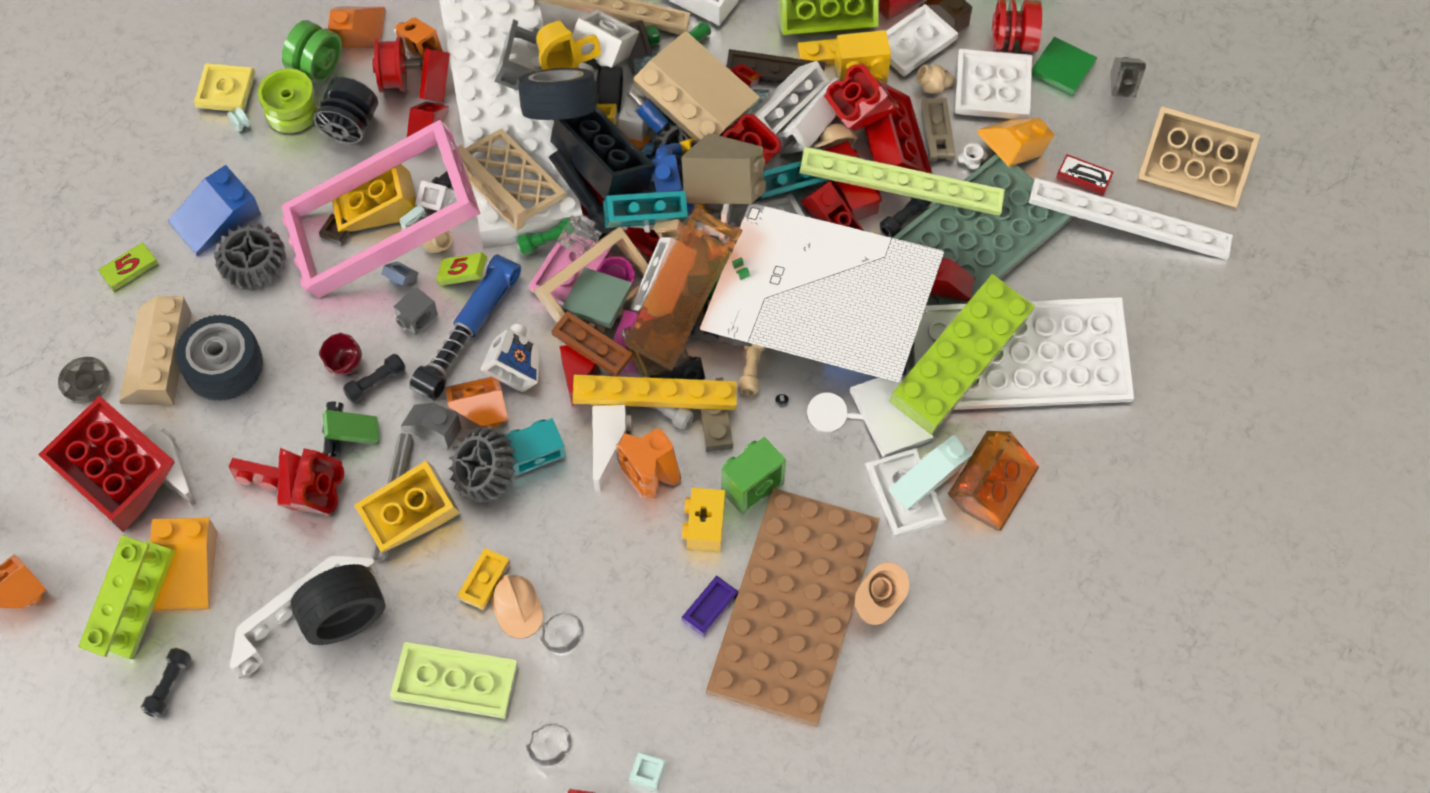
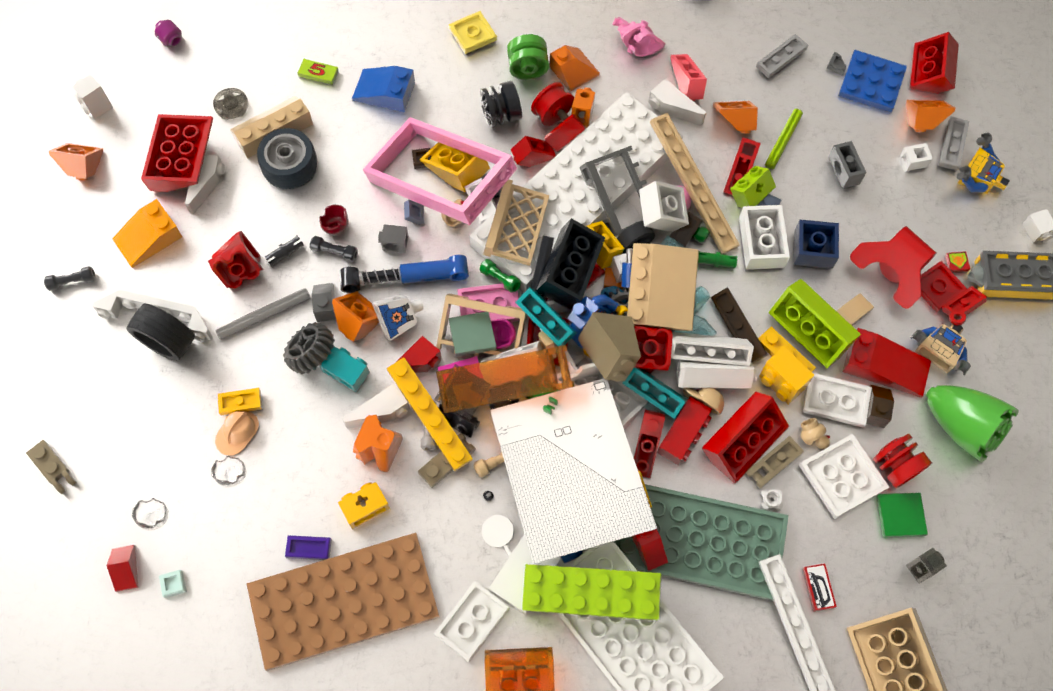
camera: 55 degrees right, 5 degrees up
(126, 598) = (96, 232): lime fence -> none
(239, 119) = (456, 54): light aqua bush -> none
(251, 472) = (224, 226): red plate -> none
(261, 261) = (365, 131): dark grey gear -> none
(288, 100) = (485, 68): lime wheel -> none
(350, 427) = (289, 258): bright green tile -> none
(407, 507) = (255, 326): yellow slope -> none
(412, 217) = (455, 193): light aqua tile -> none
(454, 680) = (163, 431): yellowish green plate -> none
(461, 269) = (440, 243): lime tile -> none
(557, 93) = (589, 208): black wheel -> none
(559, 49) = (624, 188): yellow container -> none
(579, 235) = (505, 292): clear brick -> none
(592, 344) = (432, 352): dark orange plate -> none
(746, 74) = (711, 310): red tile -> none
(752, 474) = (409, 513): bright green brick -> none
(860, 98) = (744, 394): red piece -> none
(881, 593) = (378, 652): light nougat piece -> none
(892, 225) = (706, 486): black piece -> none
(902, 181) = (705, 466): yellowish green tile -> none
(930, 472) = (489, 628): light aqua slope -> none
(1018, 139) = (806, 520): light orange slope -> none

